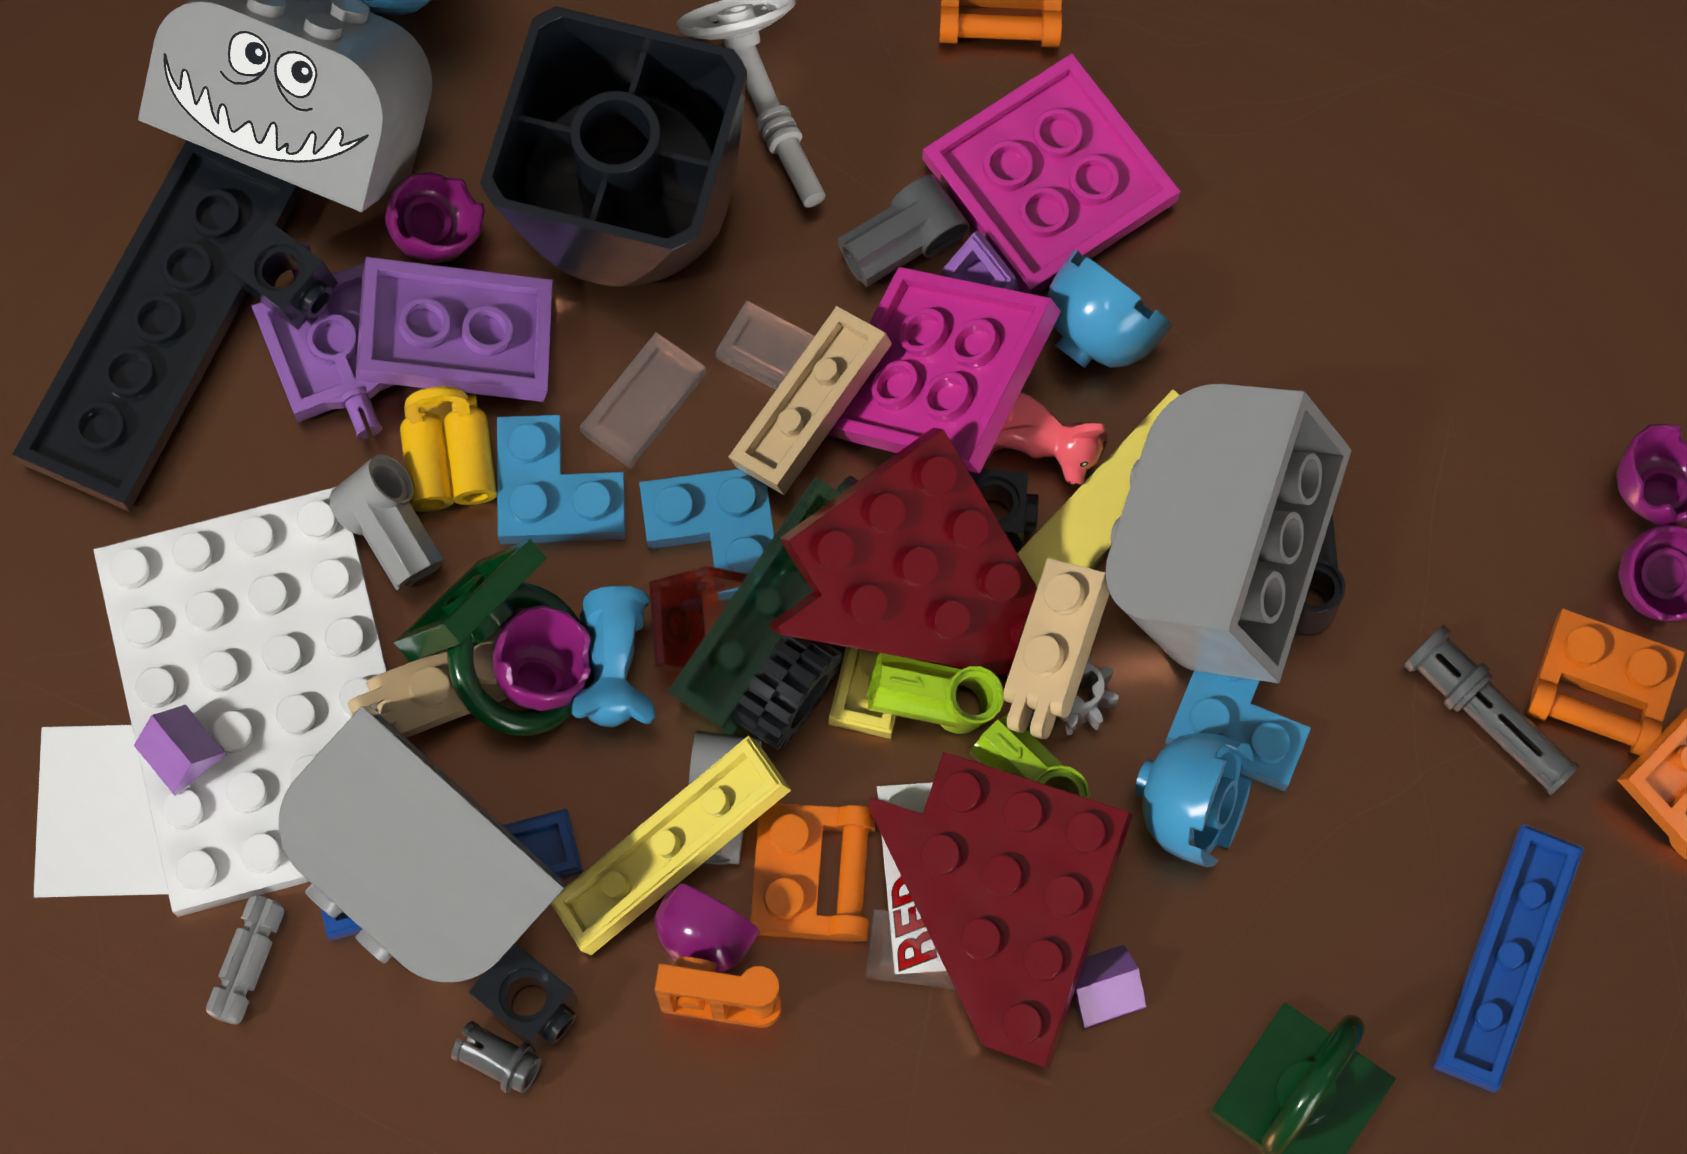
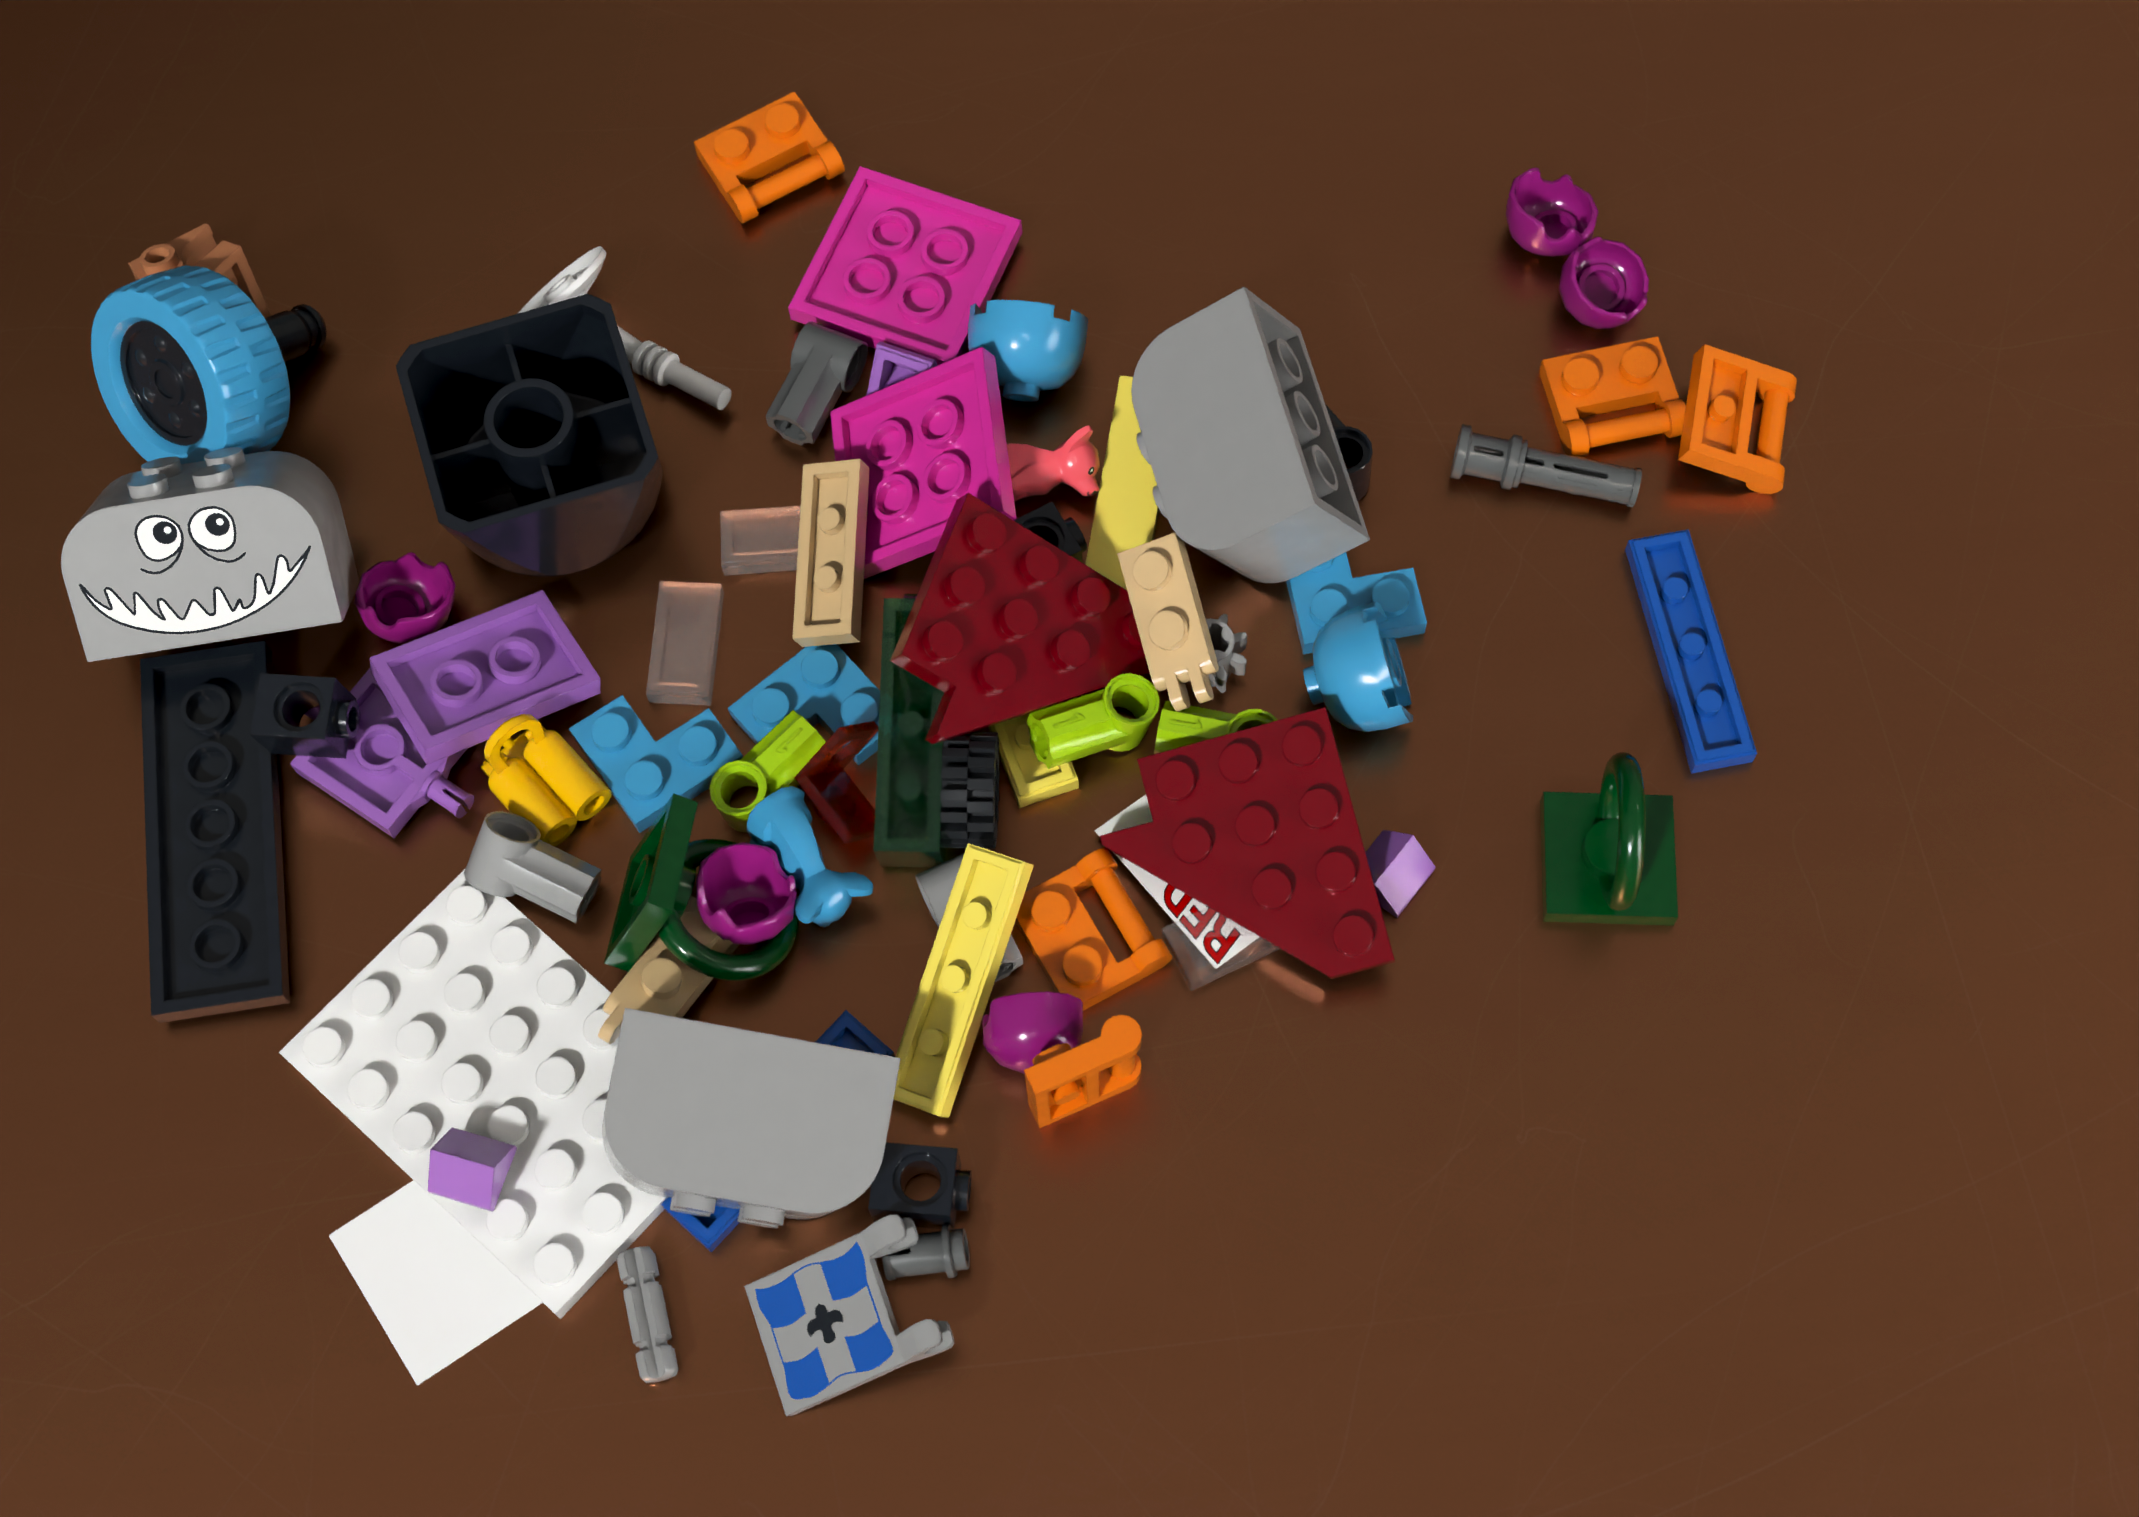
camera: 30 degrees left, 5 degrees down
(385, 1062) = (832, 1320): none -> light grey flag
(637, 557) = (766, 766): none -> lime piece

